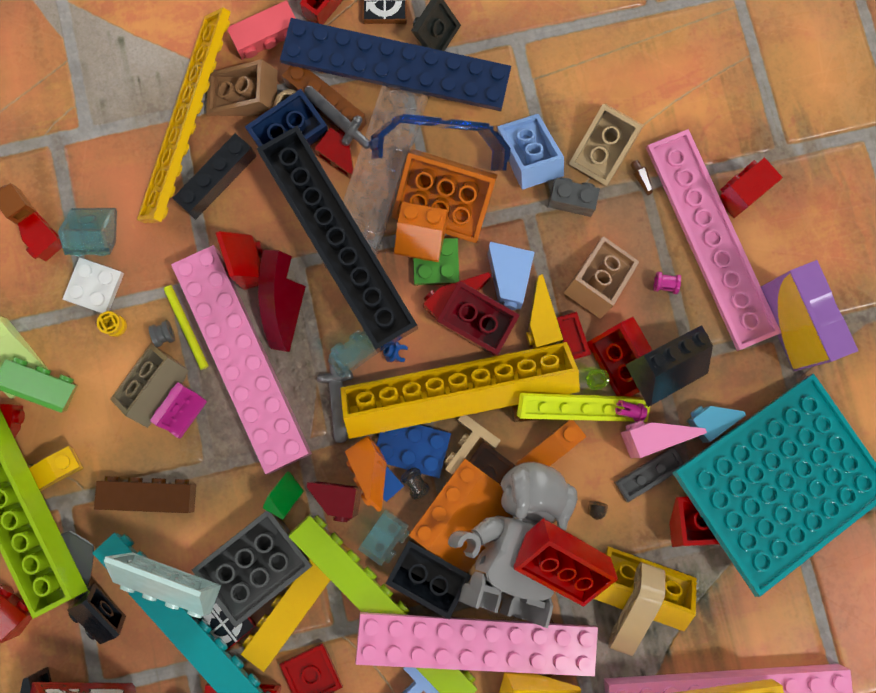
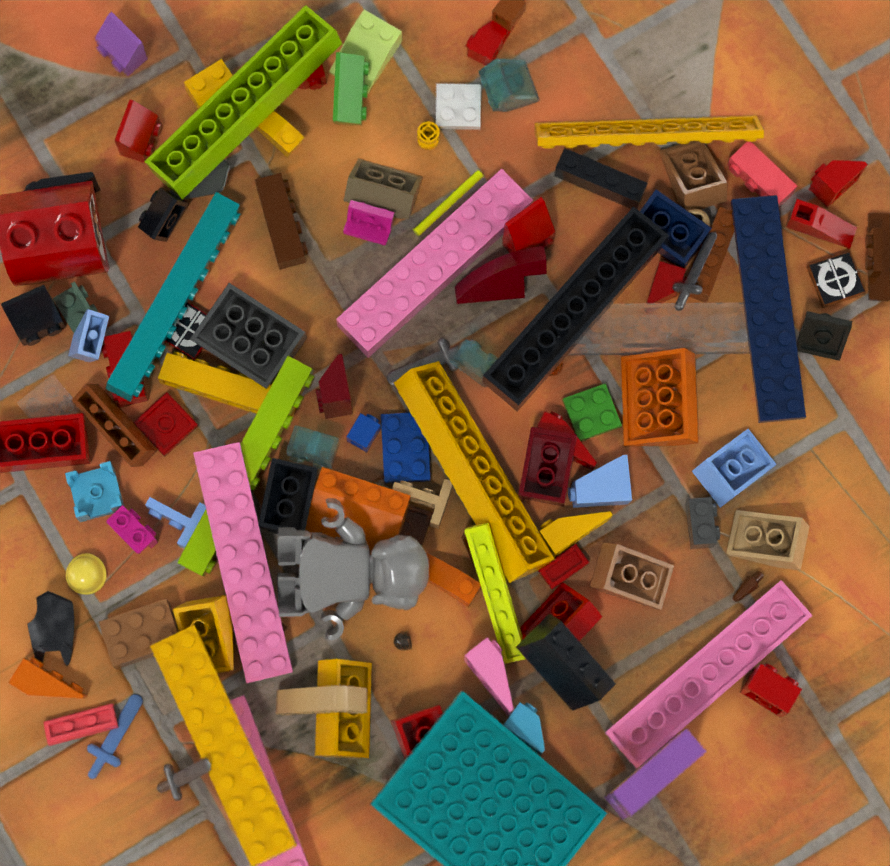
camera: 70 degrees right, 5 degrees down
(161, 333) = (434, 183): dark grey wheel -> none
(163, 583) = (211, 261): light aqua slope -> none
(283, 496) = (321, 342): green slope -> none
(370, 469) = (371, 410): orange slope -> none
(391, 352) = (490, 398): blue plate -> none
(415, 483) = (372, 460): clear smoke bush -> none
(420, 231) = (613, 386): orange slope -> none
(495, 141) = (725, 375): clear blue windscreen -> none
(564, 563) = (343, 612): red slope -> none
(590, 380) = (533, 605): clear neon green bush -> none
(637, 412) = (508, 639): dark pink pin -> none
(649, 474) = (451, 679): dark grey tile -> none
(667, 283) = (648, 641): dark pink bush -> none

